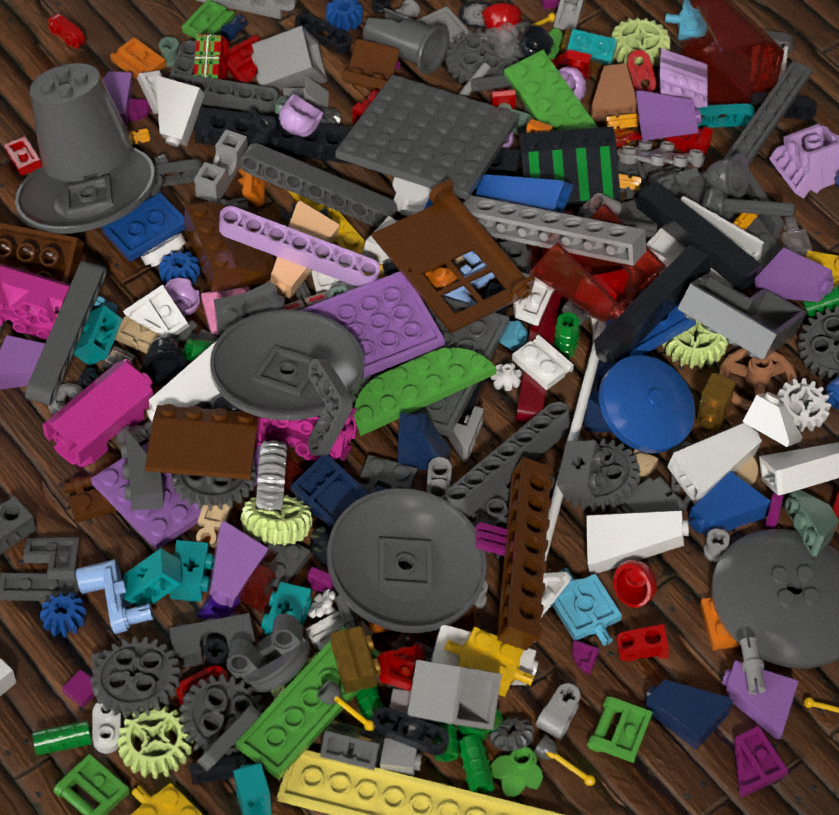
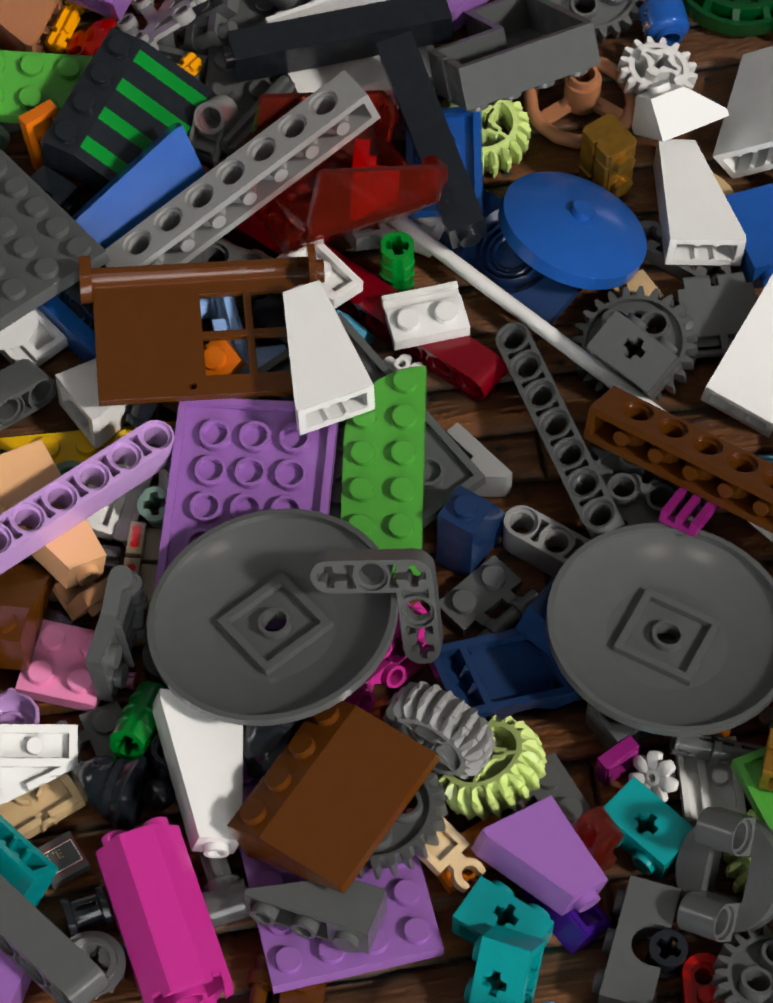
camera: 60 degrees left, 5 degrees up
(319, 544) = (563, 725): black piece -> none
(459, 315) = (324, 364): none -> white slope

